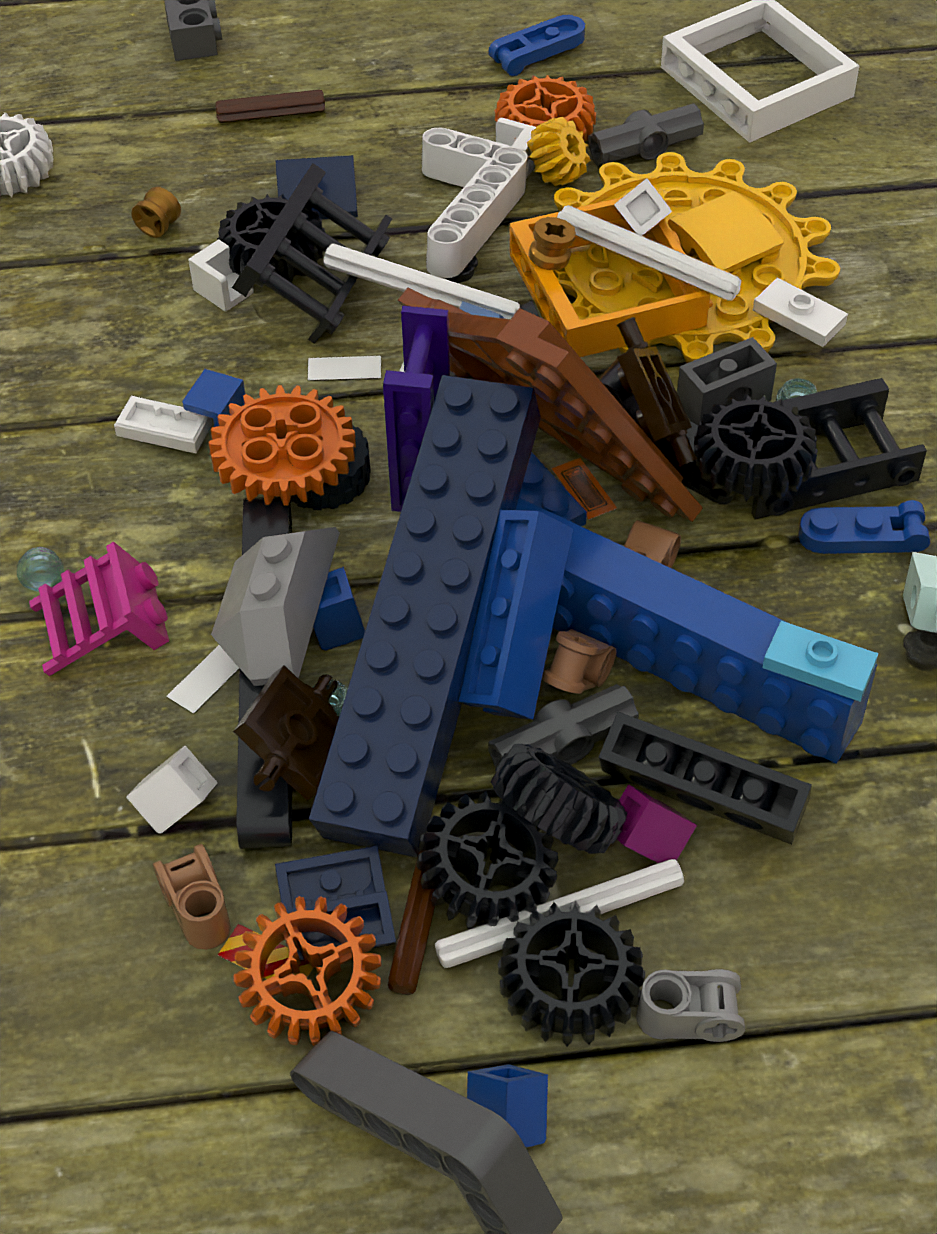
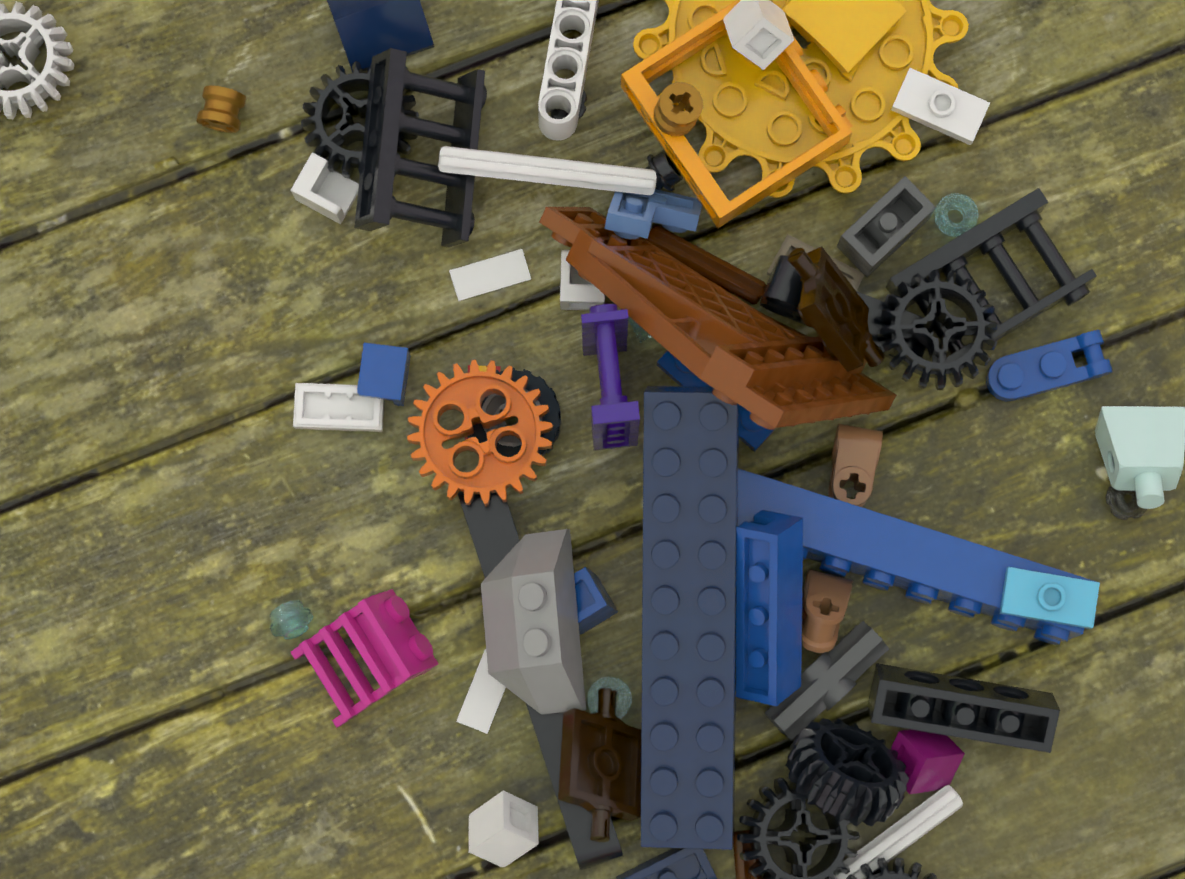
camera: 15 degrees left, 30 degrees up
(652, 254) = (777, 93): white axle -> none

